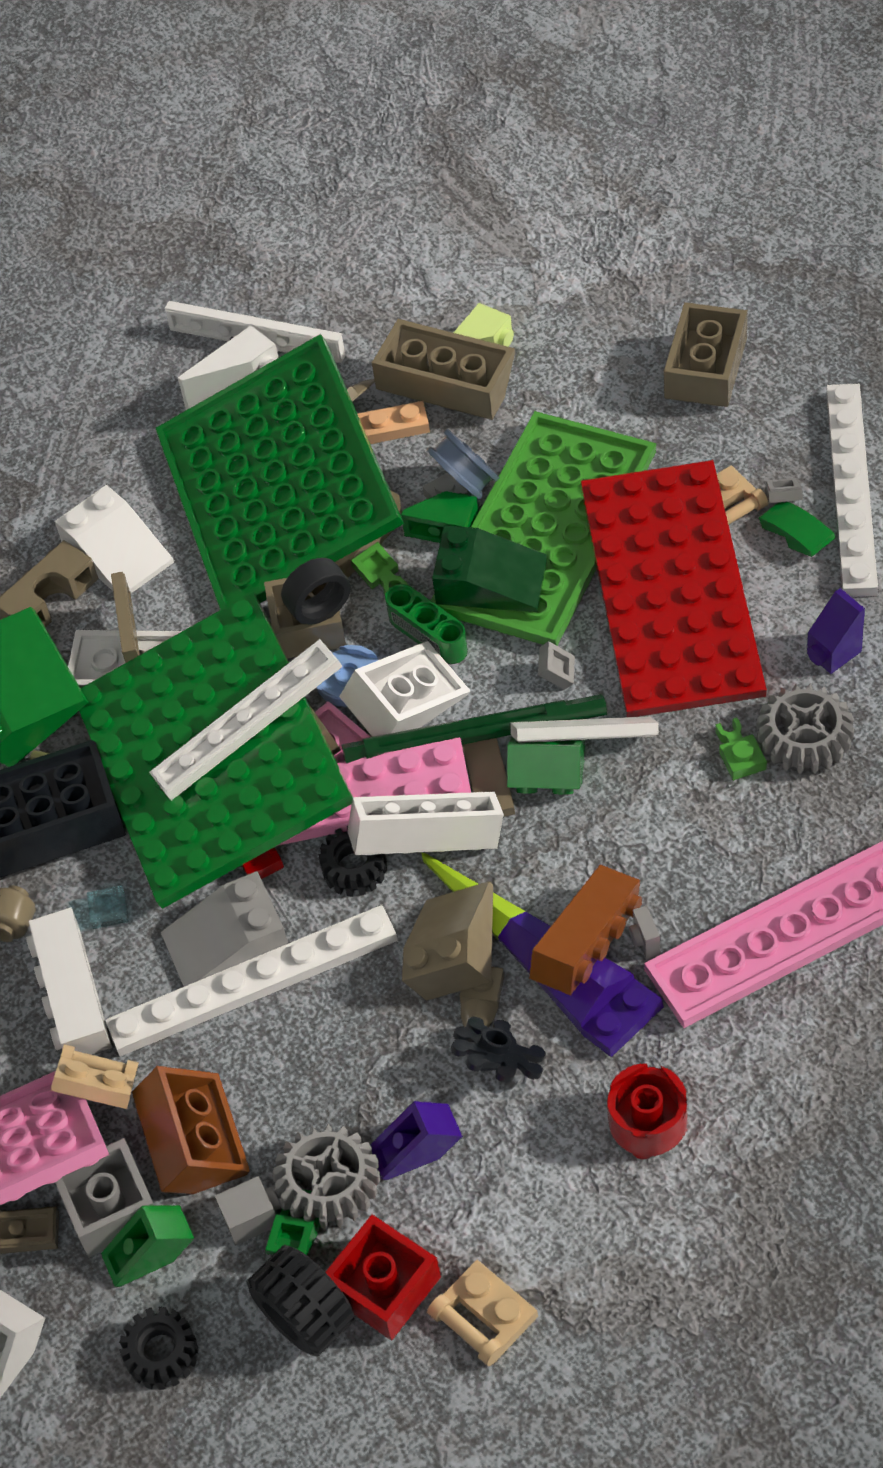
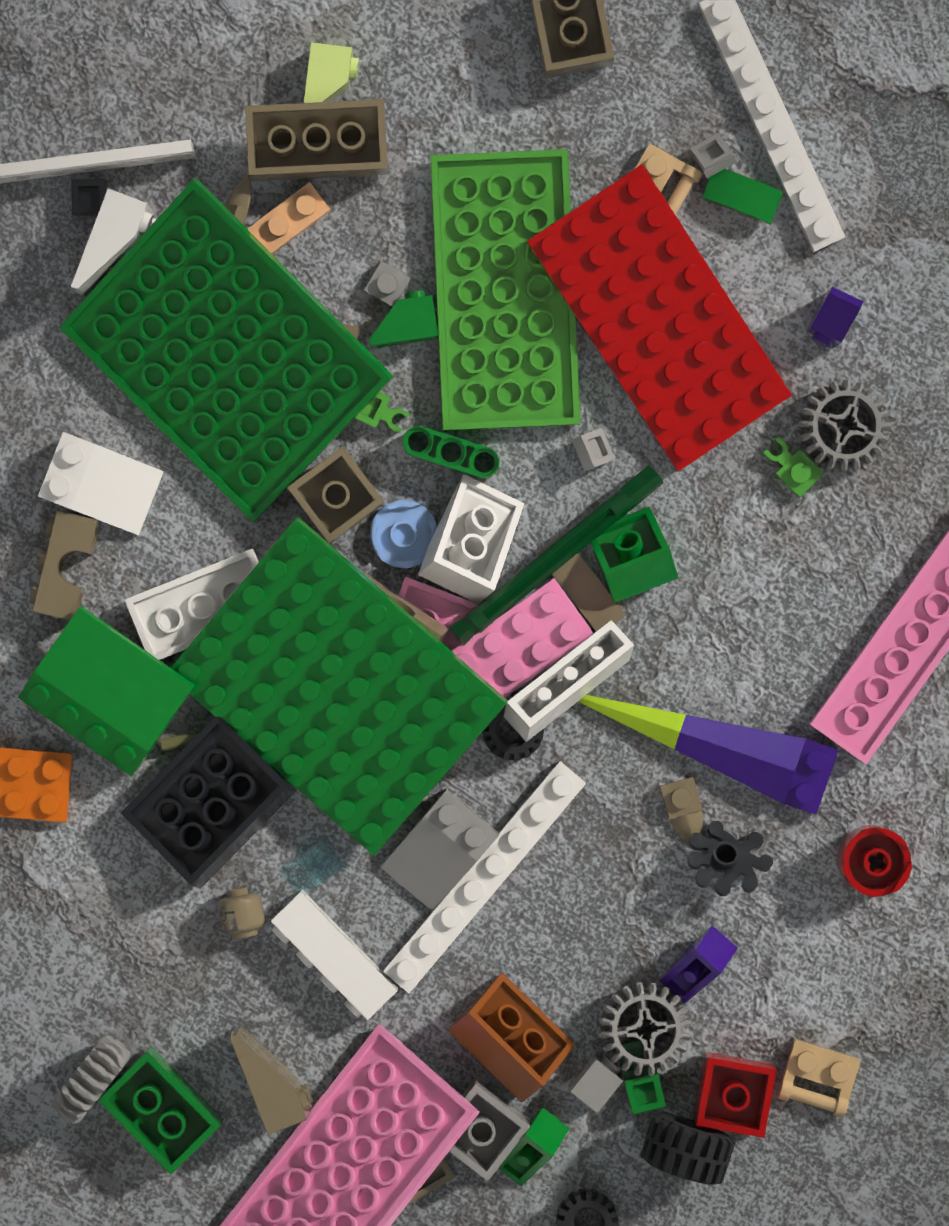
camera: 30 degrees left, 35 degrees up
(94, 1077) = (417, 1043): tan plate -> none
(125, 616) = (175, 580): dark tan tile -> none
(245, 719) = (369, 662): white tile -> none
(307, 578) = (357, 496): black tyre -> none
(451, 943) = (641, 774): dark tan slope -> none
(463, 464) = (401, 263): sand blue wheel -> none
(487, 571) = (489, 380): dark green slope -> none
(584, 729) = (654, 514): white tile -> none
(585, 930) = (754, 723): dark orange brick -> none
(645, 933) = (796, 694): light grey plate -> none

